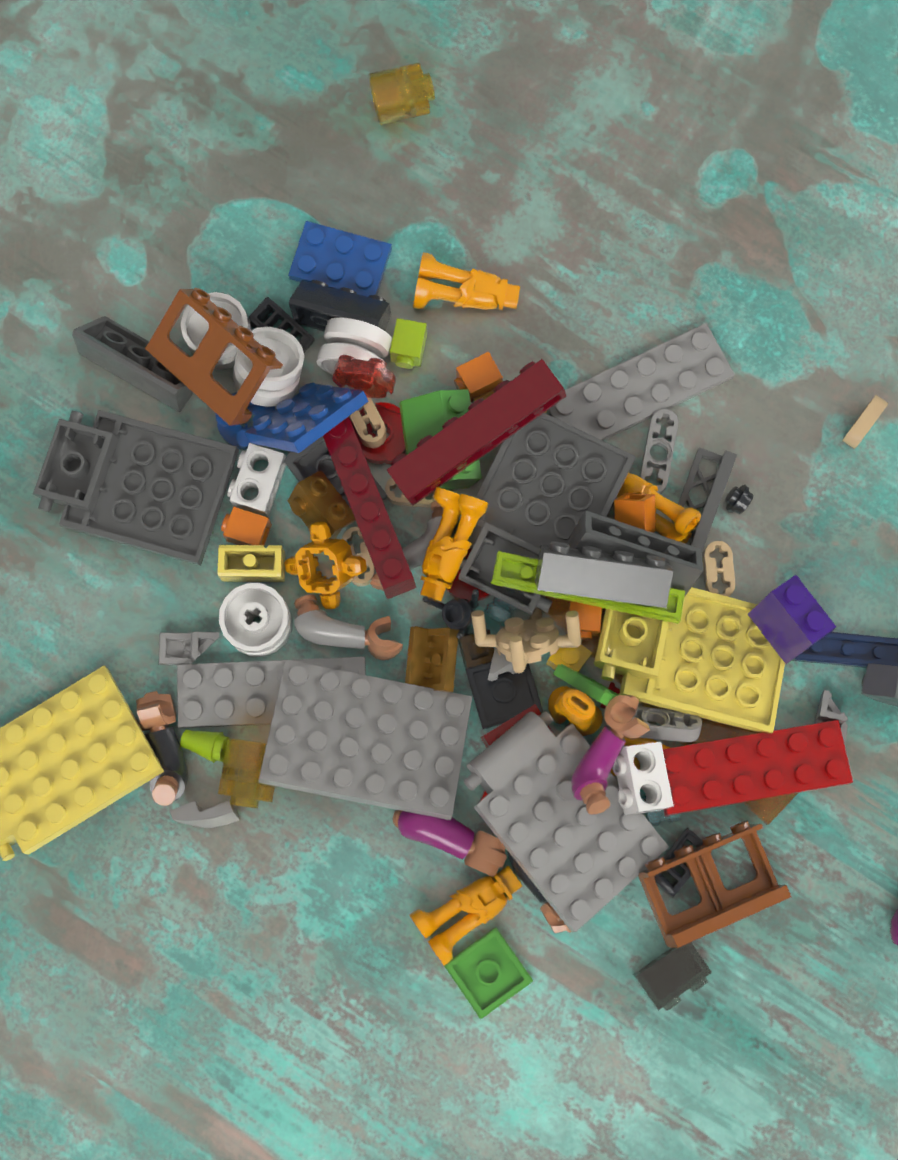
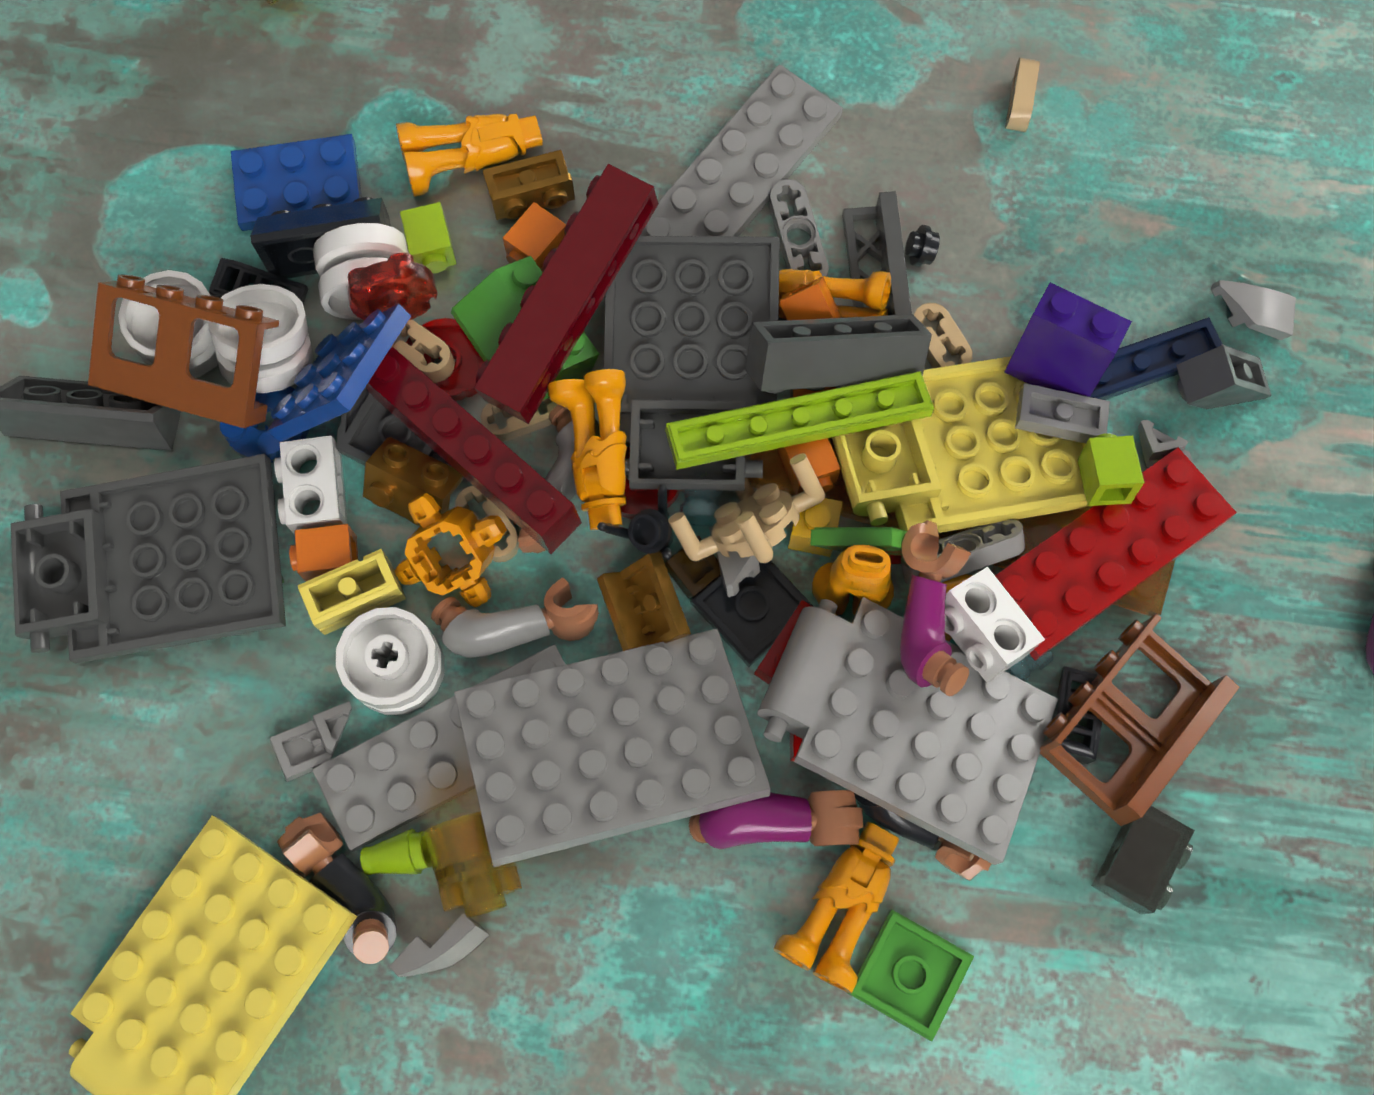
camera: 30 degrees left, 5 degrees down
(494, 334) = (529, 180): none -> pearl gold bracket
(604, 575) = (816, 389): brick -> none
(768, 663) = (1061, 413): none -> light grey plate
(778, 715) = (1110, 470): none -> lime brick

